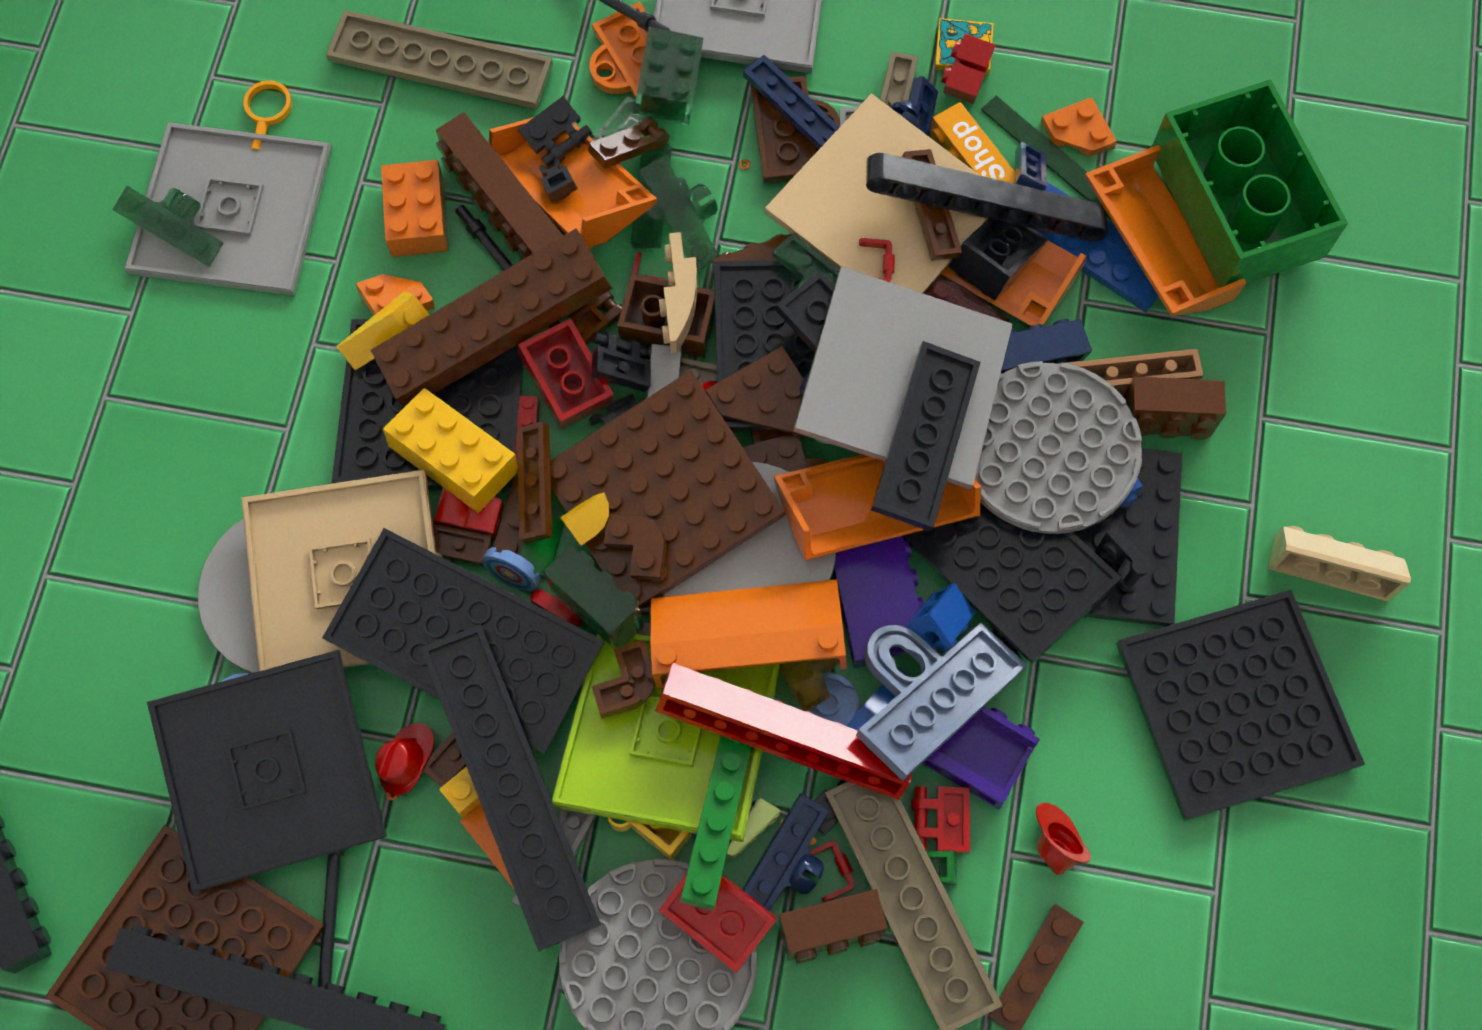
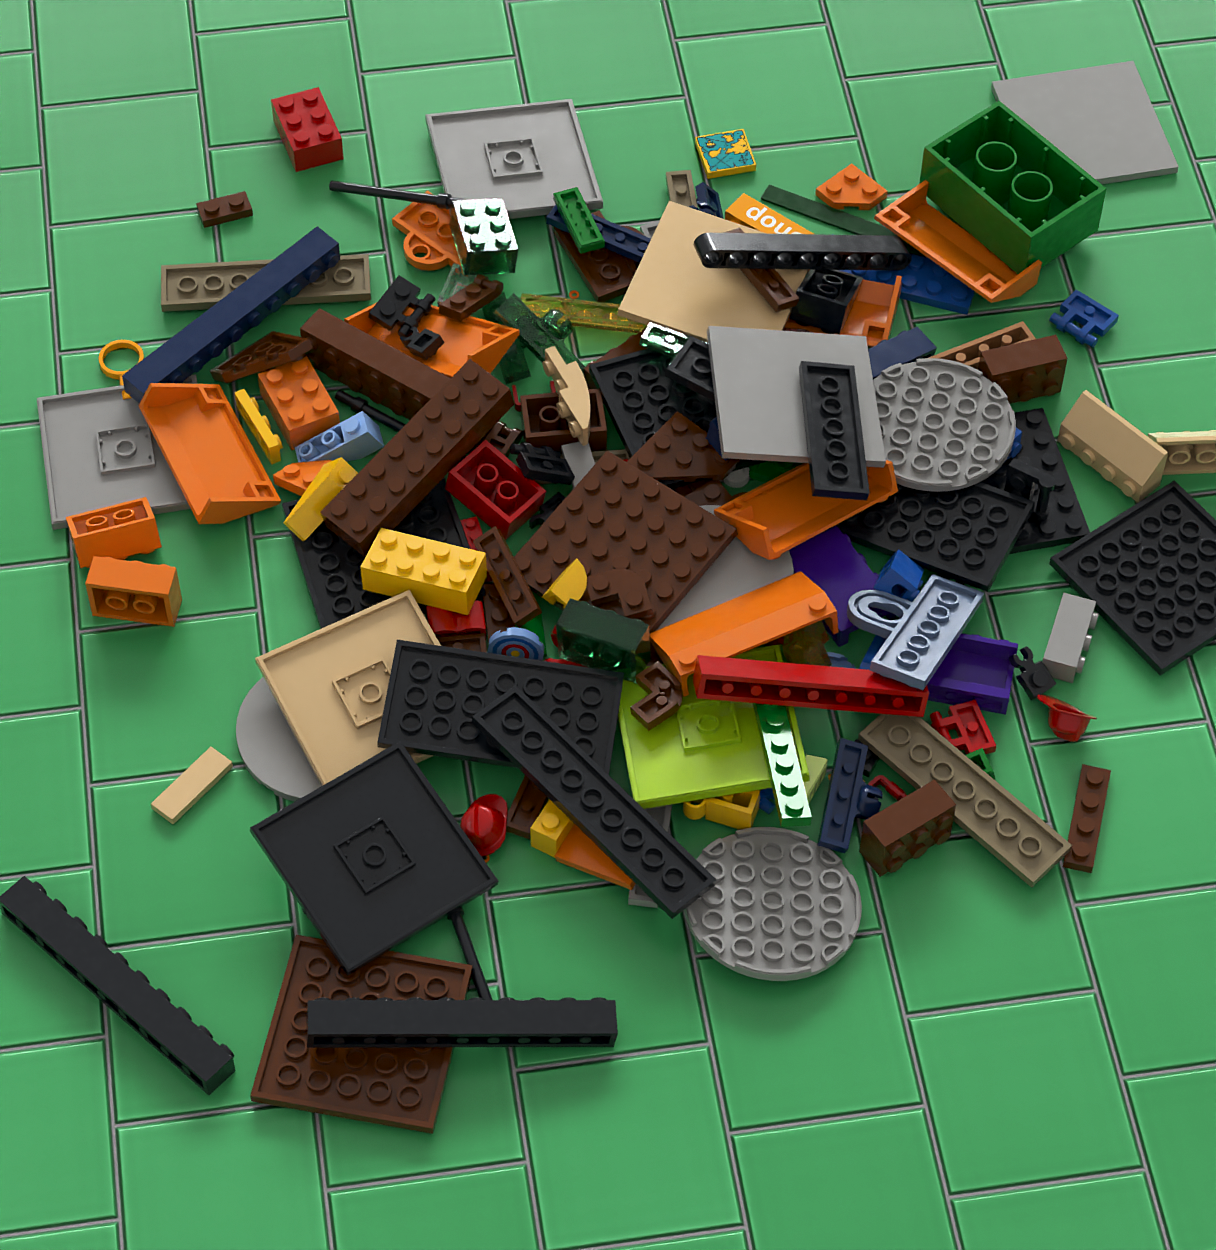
camera: 20 degrees left, 15 degrees down
(138, 611) = (191, 785): none -> tan tile
(163, 375) = (134, 591): none -> orange brick
(170, 221) = (80, 472): clear green plate -> none
(174, 299) = (114, 531): none -> orange slope
(302, 237) = (207, 451): none -> orange slope
(366, 222) = (258, 426): none -> yellow plate
(384, 92) = (235, 314): none -> dark blue brick
(401, 144) = (262, 355): none -> reddish brown plate
(441, 267) = (349, 439): none -> light blue slope
(726, 183) = (583, 313): none -> clear yellow plate
(727, 931) = (814, 851): red plate -> none
(772, 86) = (578, 220): none -> green plate
(888, 257) = (729, 310): red piece -> none
(969, 68) = (738, 165): red piece -> none
(1030, 167) = (824, 224): dark blue plate -> none
(1044, 779) = (1034, 677): none -> black plate
(1101, 745) = (1070, 637): none -> light grey brick
(1237, 530) = (1113, 447): none -> tan slope
(1277, 355) = (1086, 312): none -> blue plate
(1369, 122) = (1095, 119): none -> light grey tile

